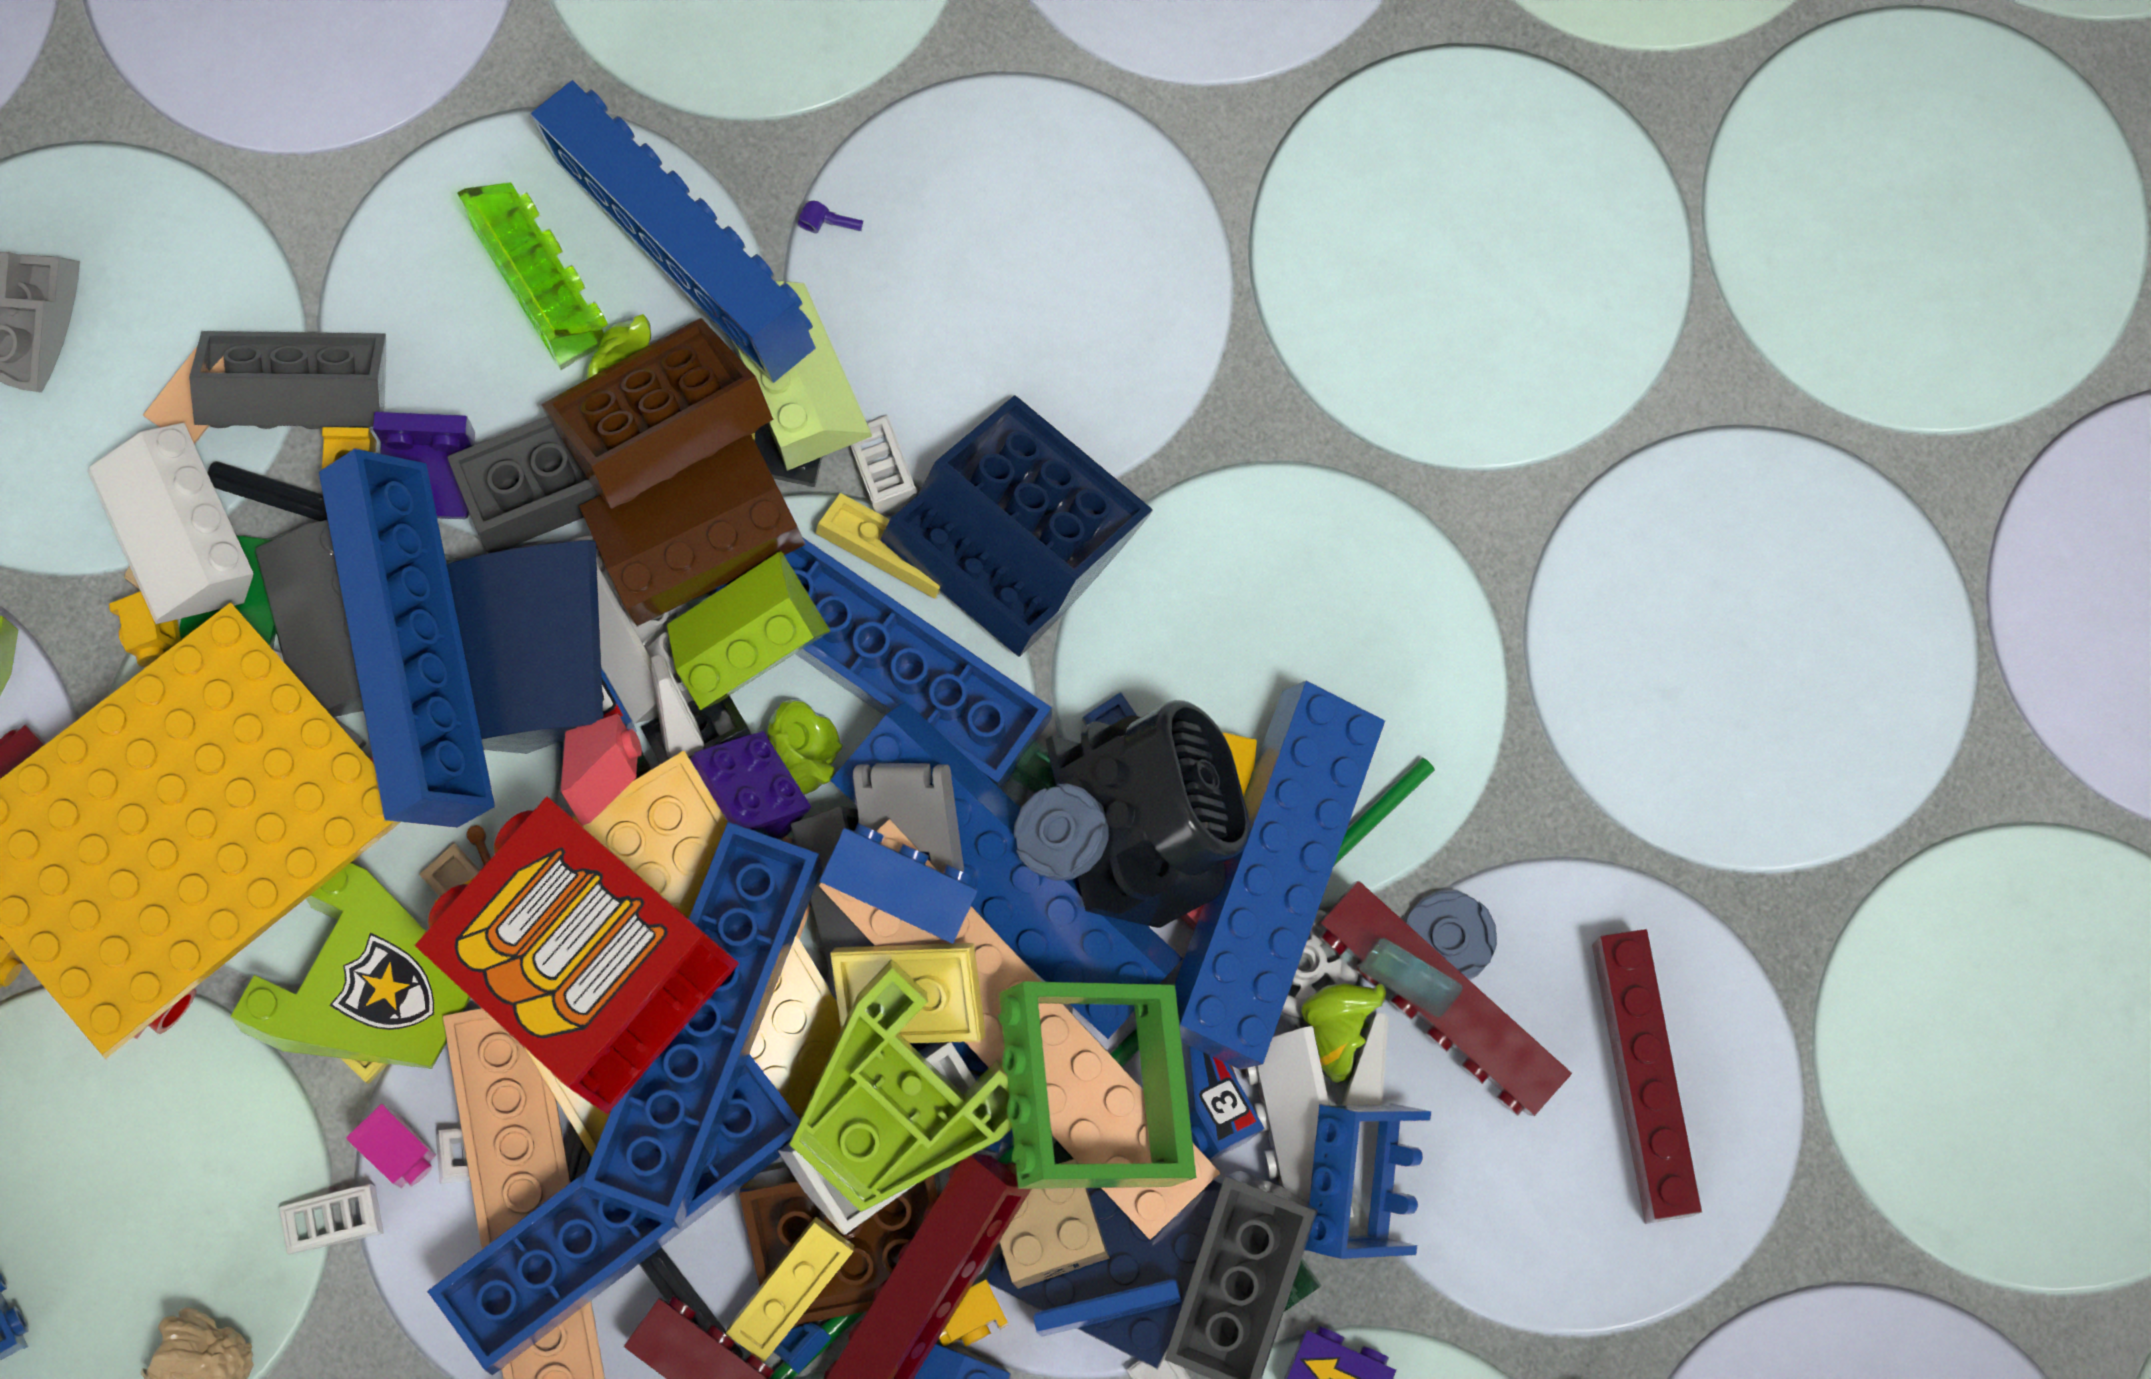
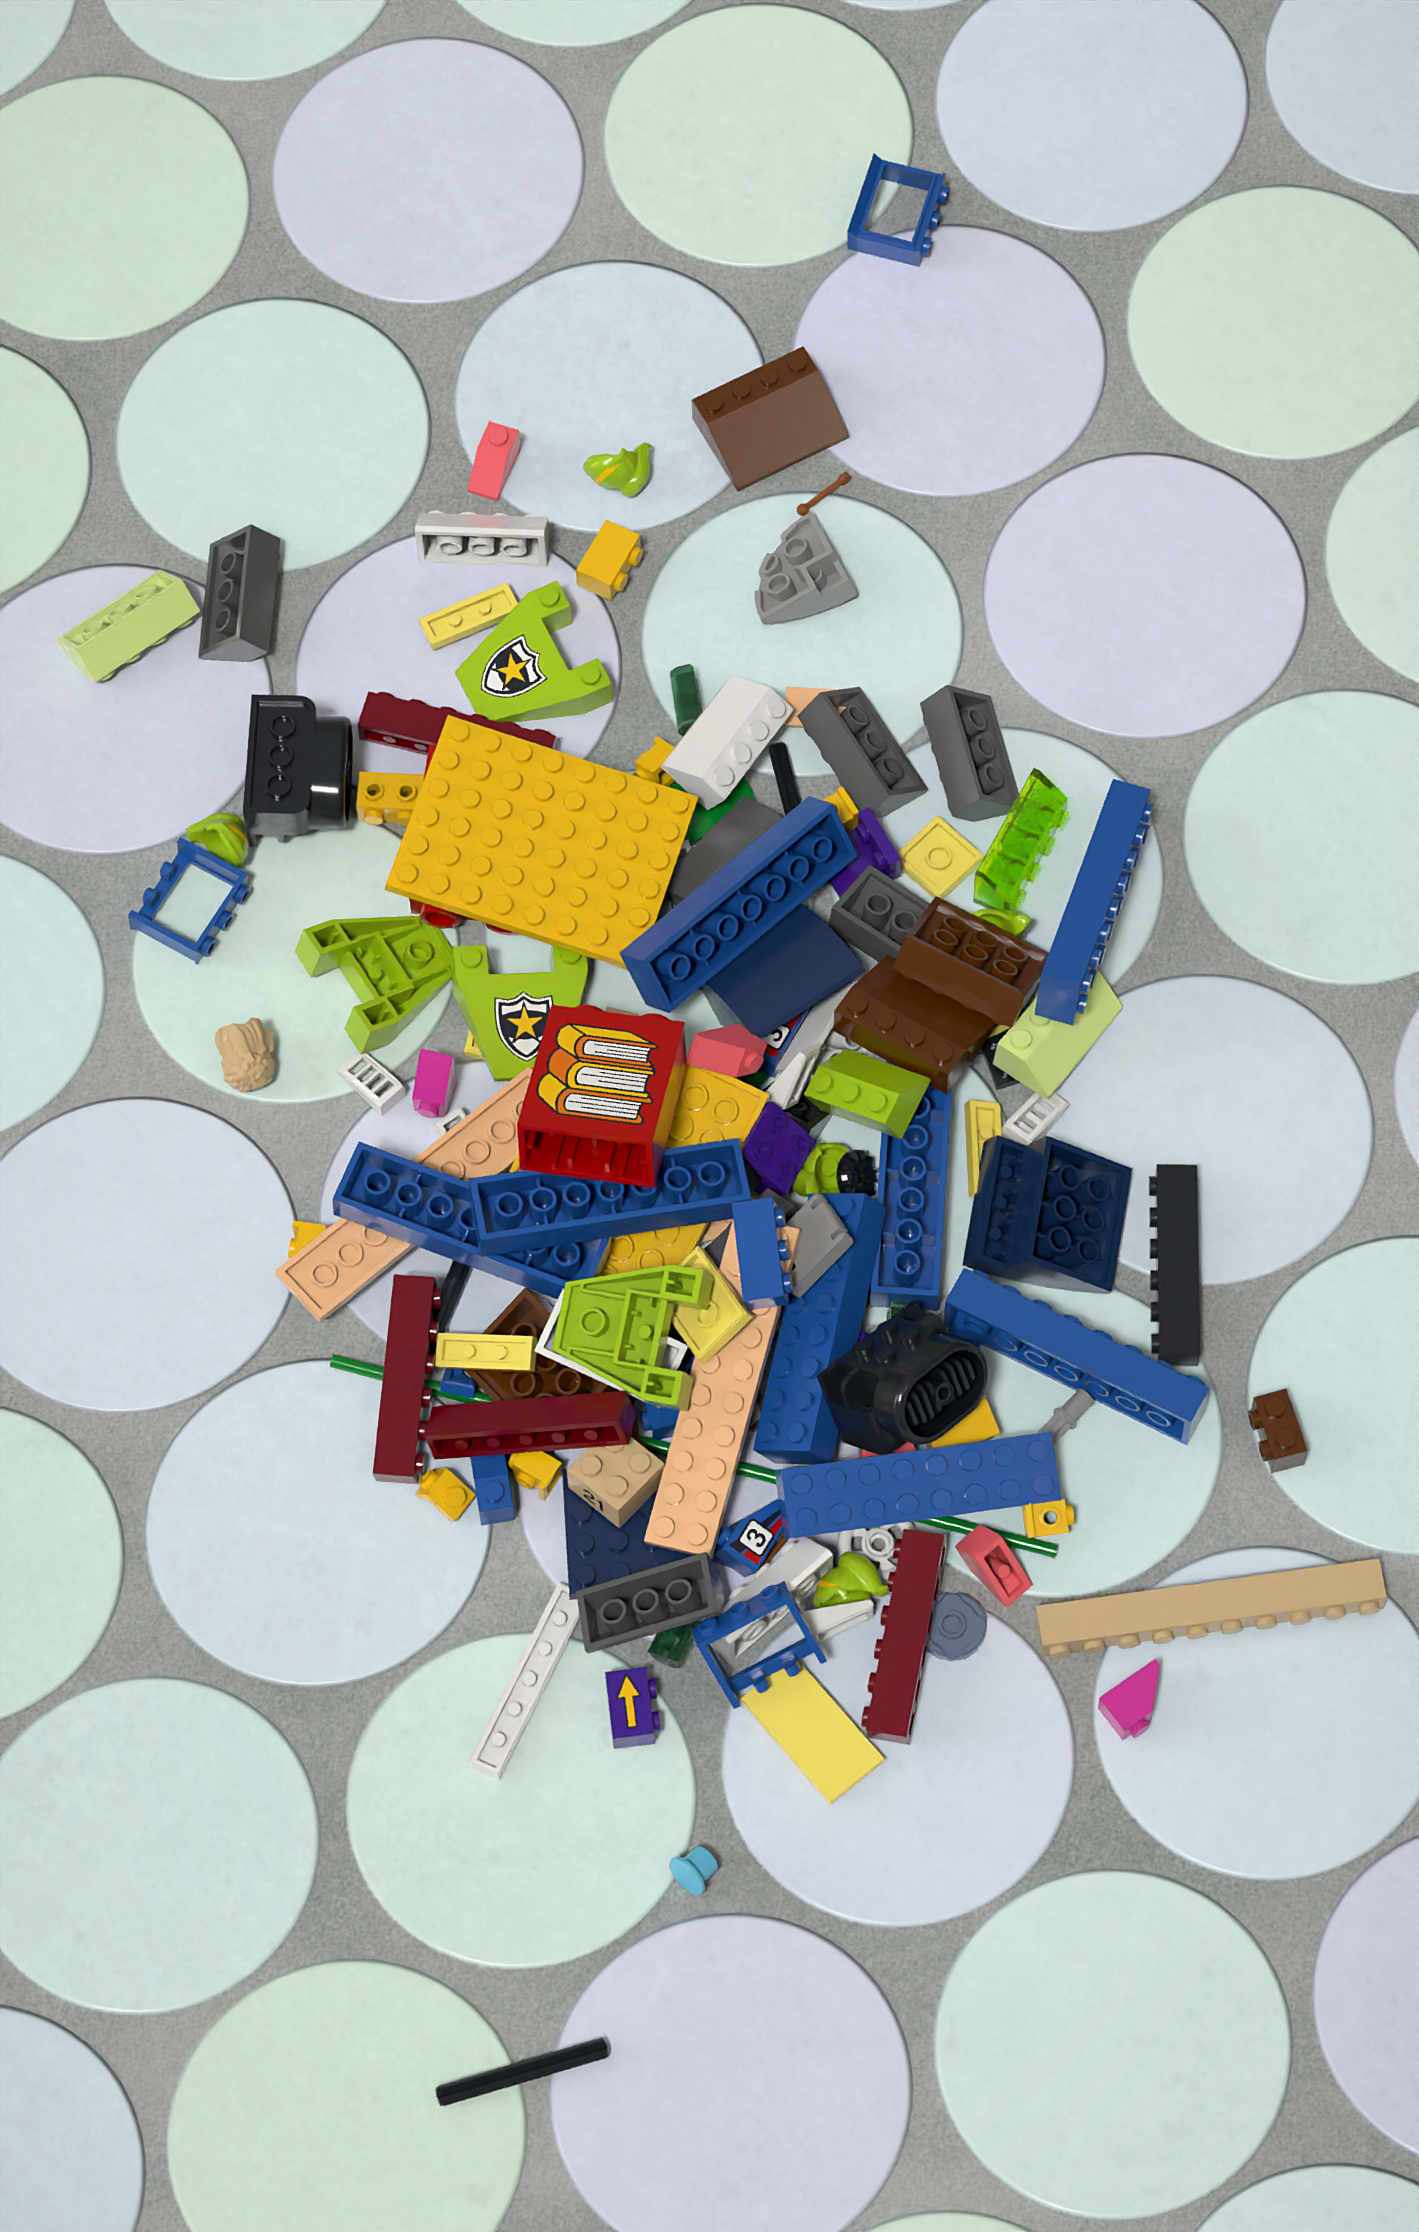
camera: 65 degrees right, 10 degrees down
(78, 541) = (685, 696): none -> clear green brick
(192, 1105) = (390, 965): none -> lime wedge
(375, 259) = (969, 753): none -> dark grey slope
(482, 374) = (939, 858): none -> light yellow tile
(816, 213) = (1170, 986): dark purple hand -> none
(839, 720) = (847, 1173): none -> black gear
(1061, 832) = (855, 1332): sand blue tile -> none
(1107, 1307) = (585, 1537): blue tile -> none
(1161, 1075) = (750, 1476): bright green window -> none
(1164, 417) = (1176, 1264): none -> black brick
(1215, 595) = (1076, 1355): none -> blue brick
(1272, 652) = (1066, 1416): none -> light grey axle
(1390, 767) = (1034, 1521): none -> yellow brick
(1406, 844) = (993, 1564): none -> coral slope
(1410, 977) = (902, 1598): clear light blue slope -> none
(1436, 429) = (1278, 1431): none -> reddish brown brick
(1491, 1175) = (813, 1732): none -> light yellow tile
(1600, 636) = (1210, 1607): none -> tan brick
(1646, 1076) = (935, 1789): dark red brick -> none
(1665, 787) = (1131, 1702): none -> dark pink slope

